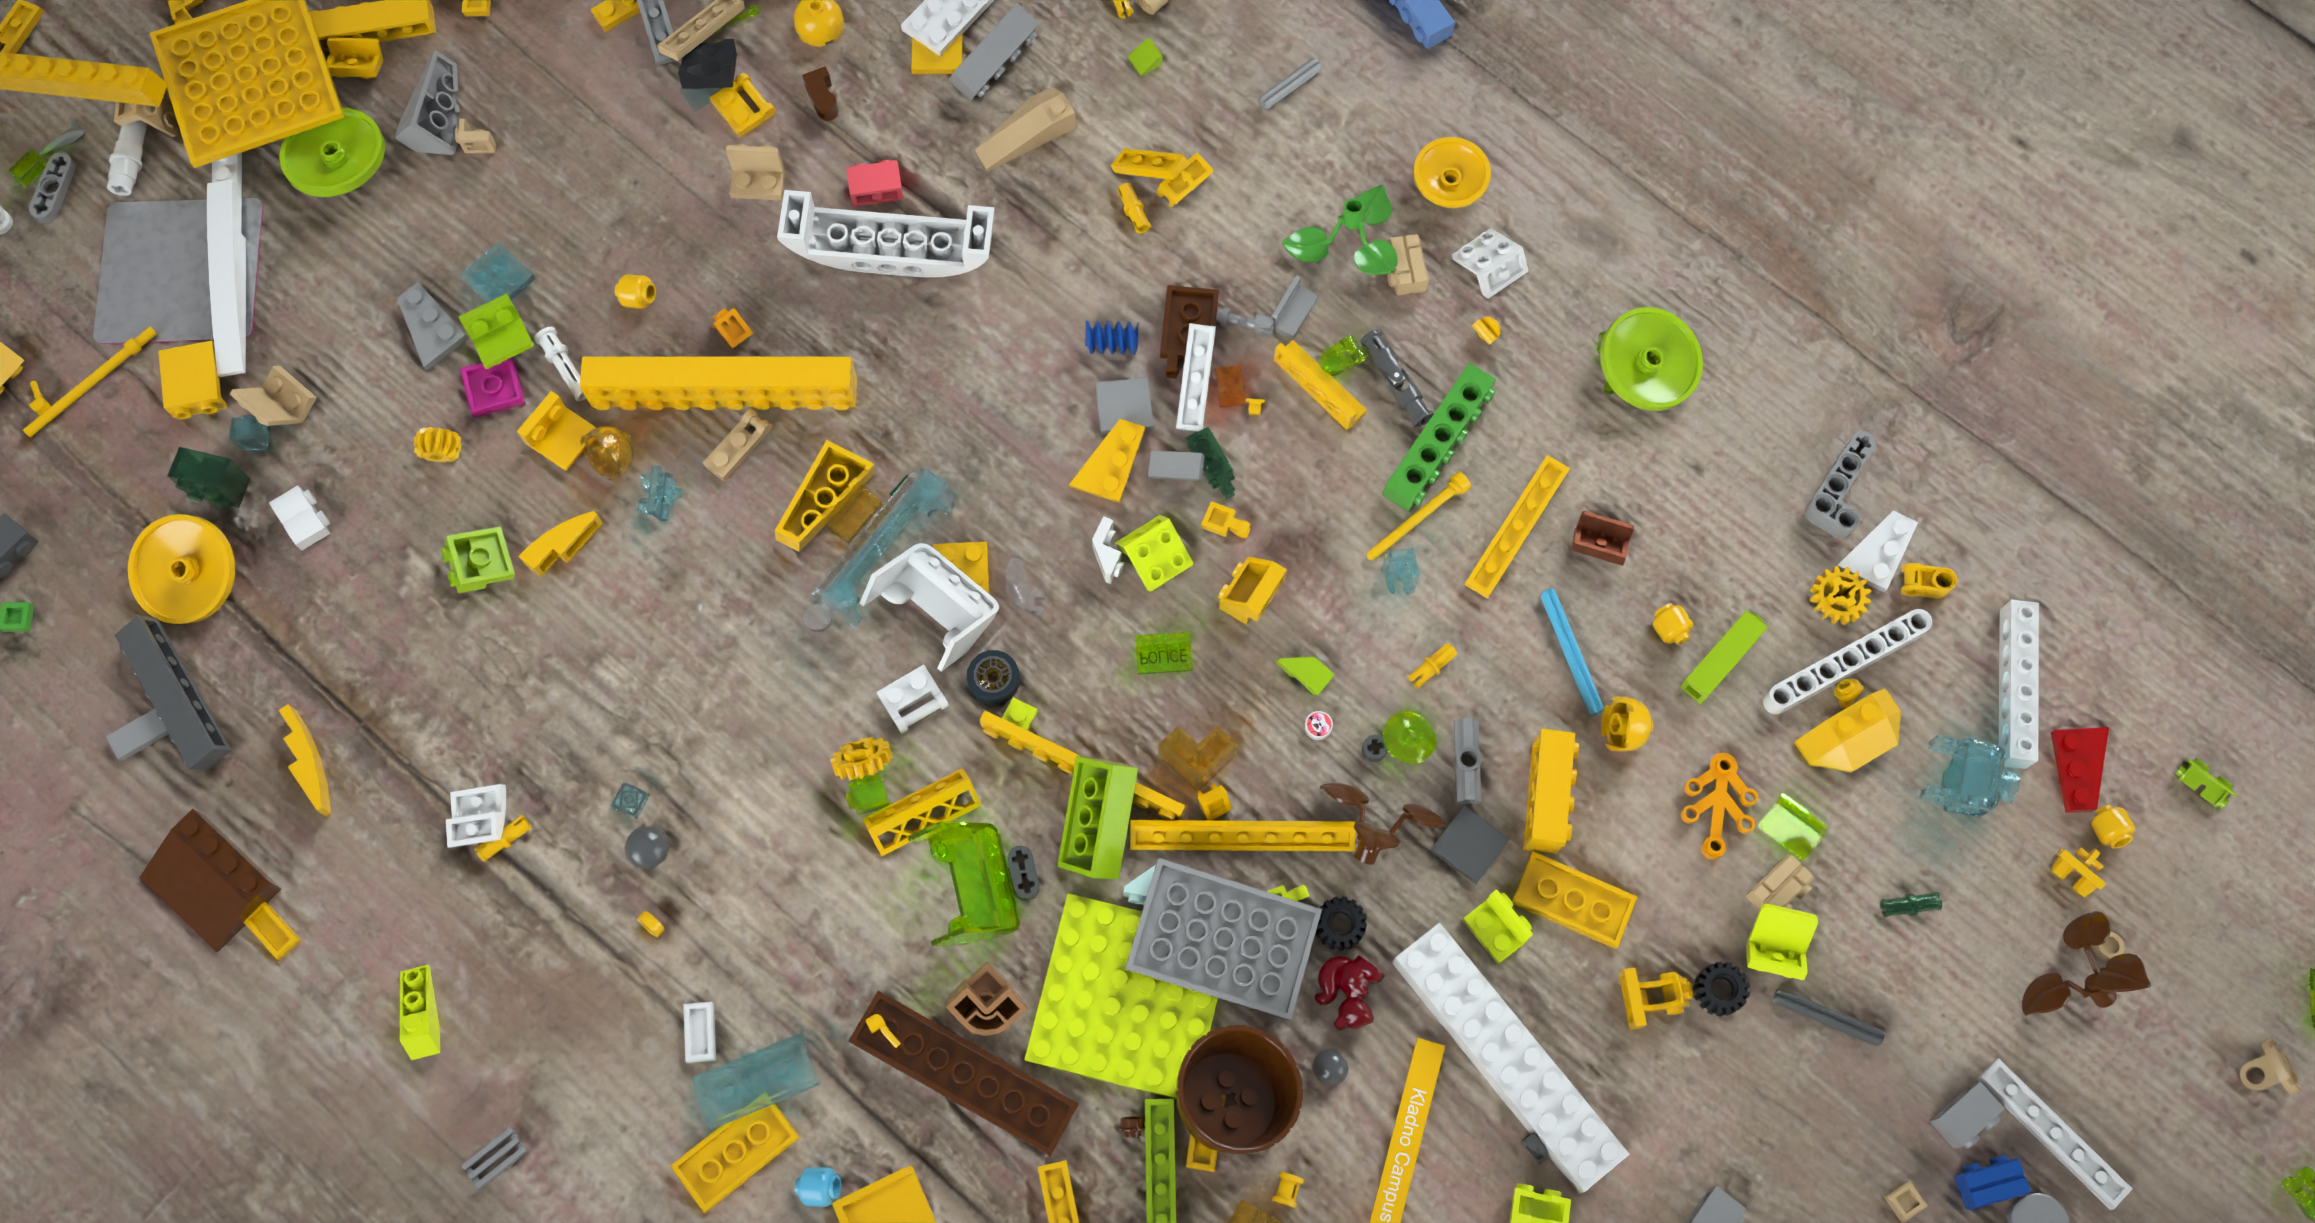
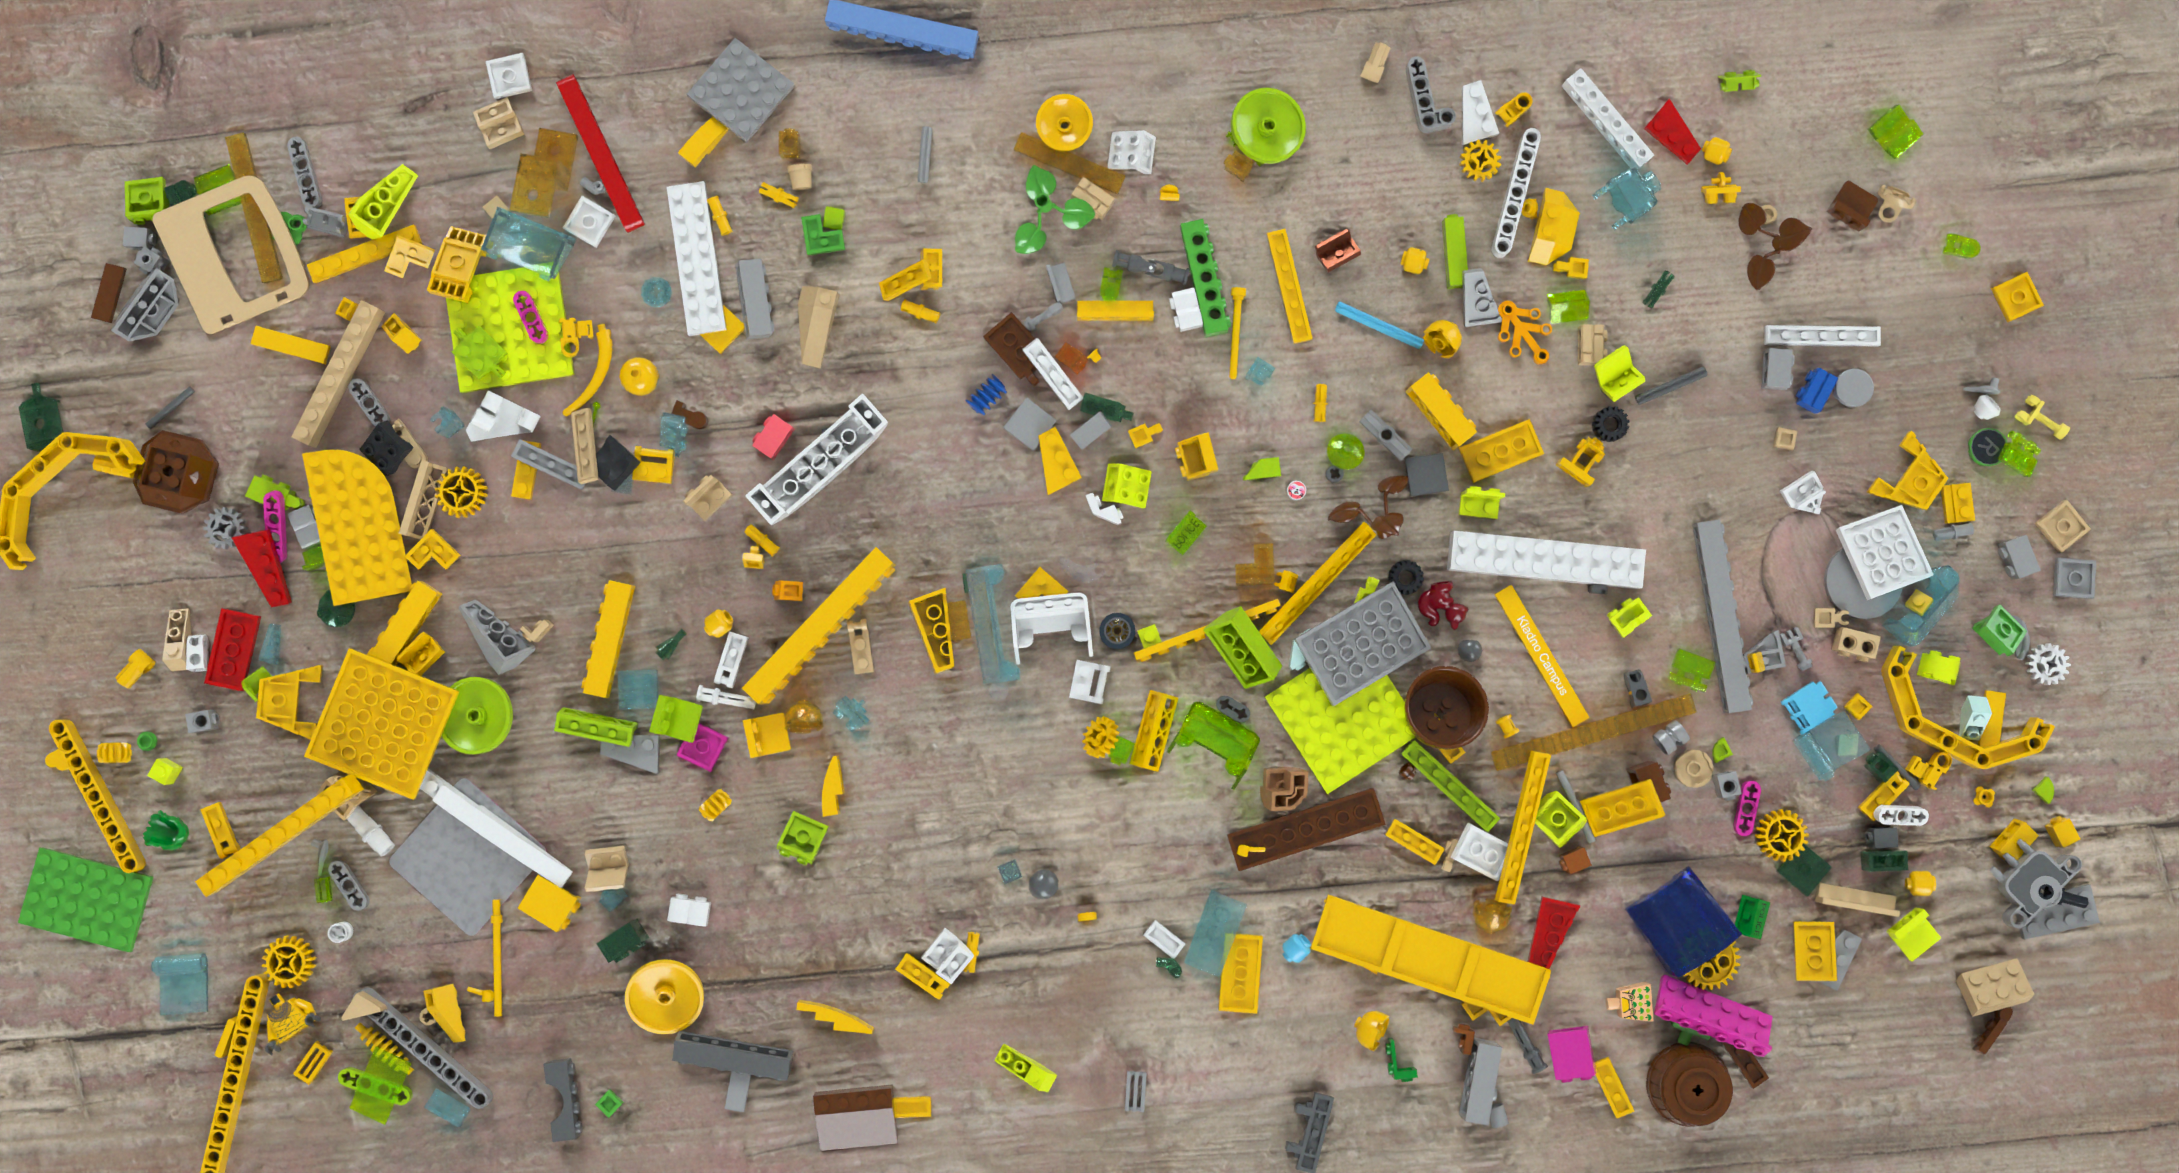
camera: 45 degrees left, 15 degrees up
(420, 268) = (595, 726): none -> lime fence
(431, 809) = (922, 975): none -> yellow plate
(524, 207) = (608, 639): none -> yellow brick
(565, 268) = (667, 647): none -> clear green cone
(609, 334) = (731, 659): none -> white plate
(675, 1066) = (1171, 965): none -> clear green arm
(733, 268) = (753, 559): none -> yellow tile
(760, 261) = (761, 540): none -> yellow axle
(790, 90) = (673, 432): none -> clear light blue bracket
(1110, 63) = (819, 241): none -> bright green plate
(1390, 448) = (1186, 309): none -> white brick
(1419, 217) = (1069, 163): none -> clear yellow tile
(1585, 360) = (1245, 163): none -> clear yellow brick
(1701, 722) = (1478, 301): none -> light grey wing
(1816, 409) = (1374, 66): none -> tan piece
(1839, 794) = (1574, 267): none -> yellow plate
(2219, 1029) = (1853, 206): none -> reddish brown bracket

